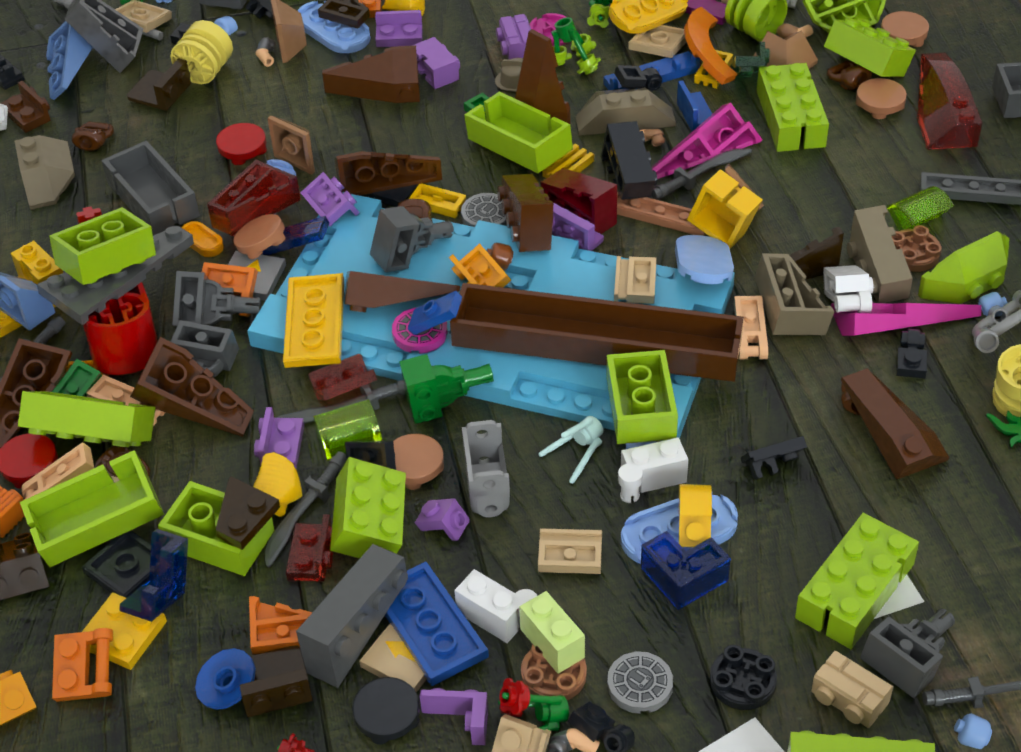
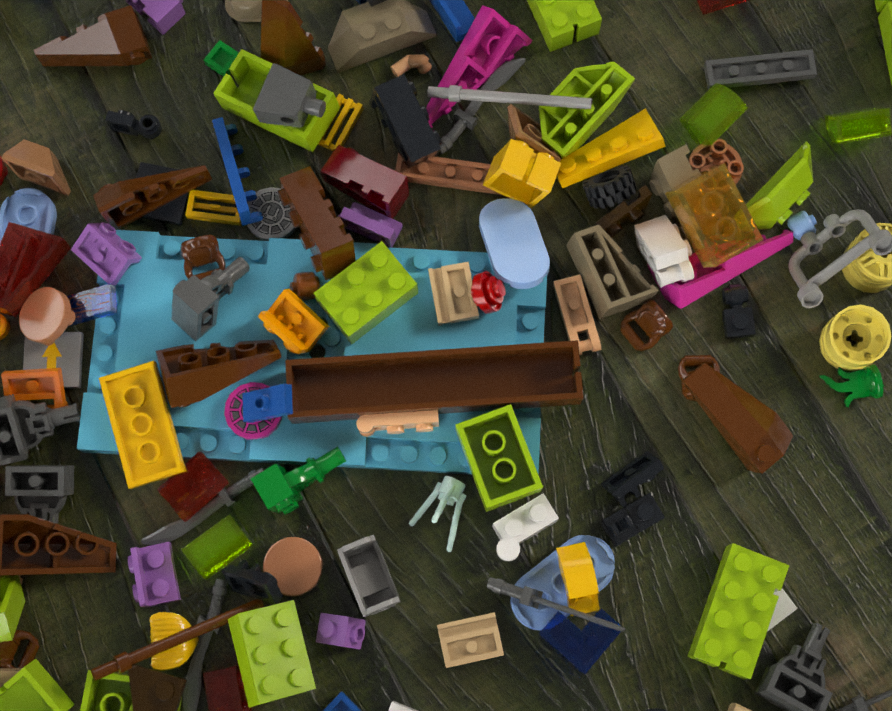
camera: 15 degrees left, 30 degrees up
(228, 468) = (124, 660): none -> reddish brown bar
(380, 132) = (126, 123): none -> black plate
(464, 178) = (234, 174): none -> blue hinge
(526, 117) = (287, 99): none -> dark grey torso
(552, 357) = (397, 422): none -> light nougat plate
(555, 261) = (366, 292): none -> lime brick
(644, 525) = (532, 598): none -> dark grey sword
(668, 279) = (487, 292): none -> red plate
(681, 153) = (456, 94): none -> light grey bar
(764, 492) = (632, 519): none -> black plate
(798, 180) = (569, 128): none -> lime wedge
(799, 235) = (610, 187): none -> black tyre
(810, 217) = (615, 147): none -> yellow wing
(824, 343) = (651, 320): none -> reddish brown piece
(900, 257) = (714, 216): none -> clear yellow brick

